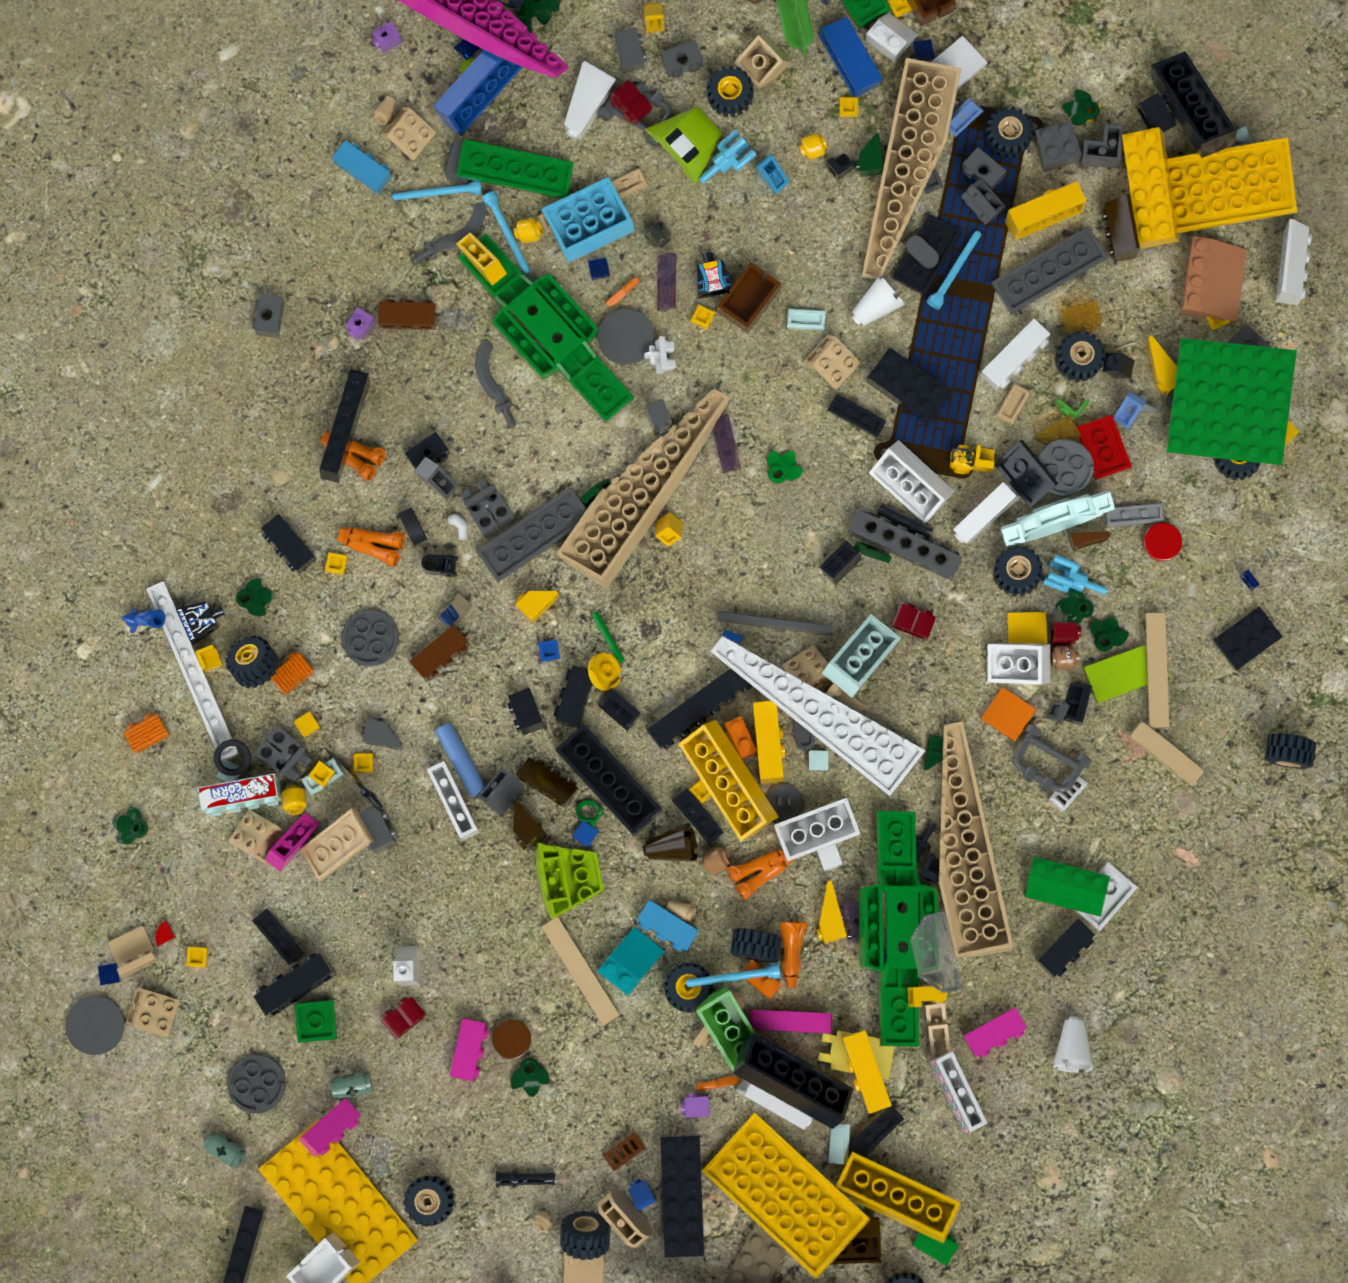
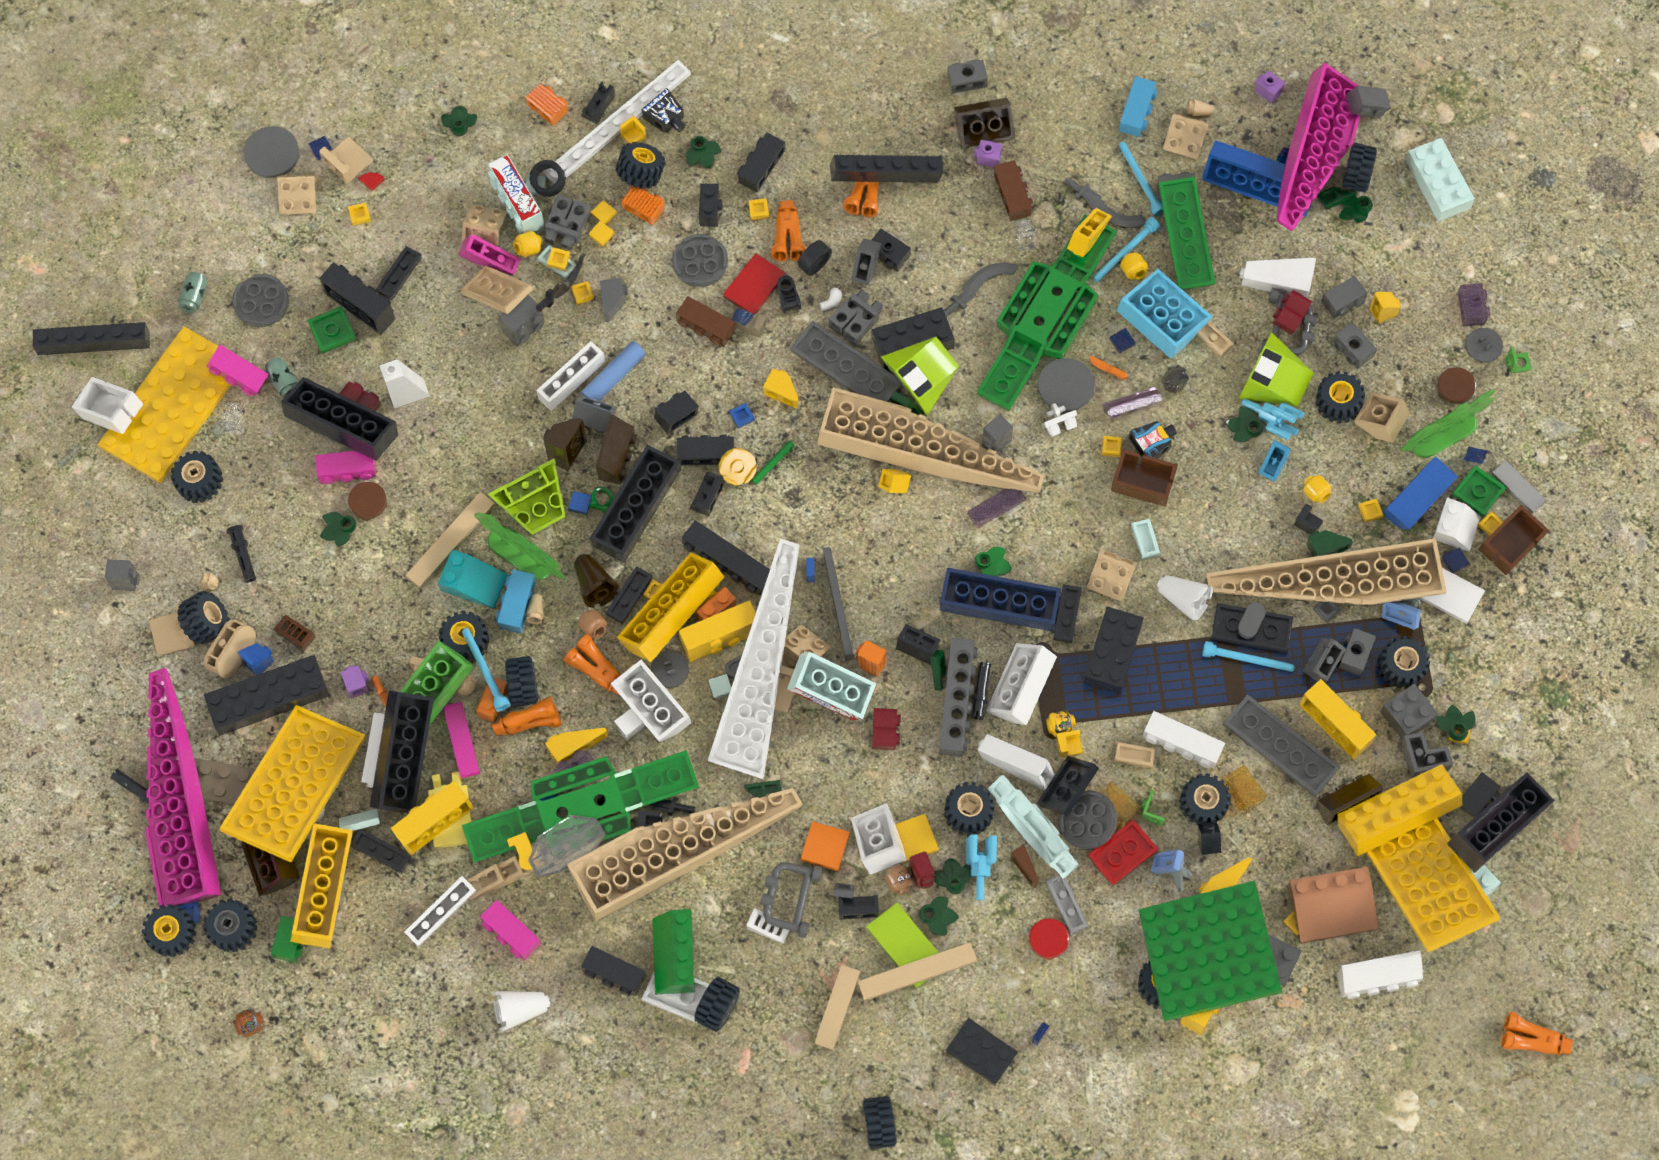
camera: 65 degrees right, 10 degrees down
(150, 618) = (650, 70): blue animal -> none
(163, 682) = (599, 103): none -> black hinge
(285, 715) = (603, 212): none -> yellow tile
(317, 609) = (709, 205): none -> black brick
(324, 316) = (984, 121): none -> dark brown slope
(415, 594) = (754, 284): none -> red tile
(421, 1040) = (339, 418): none -> black brick
(529, 462) = (912, 331): none -> black brick
(568, 463) = (923, 370): none -> lime wedge
(616, 907) = (518, 550): none -> bright green plant
(723, 190) = (1242, 424): none -> dark green plate
(824, 472) = (1000, 599): none -> dark blue brick
(842, 610) = (871, 657): none -> orange brick
(1133, 861) = (717, 1004): none -> black wheel

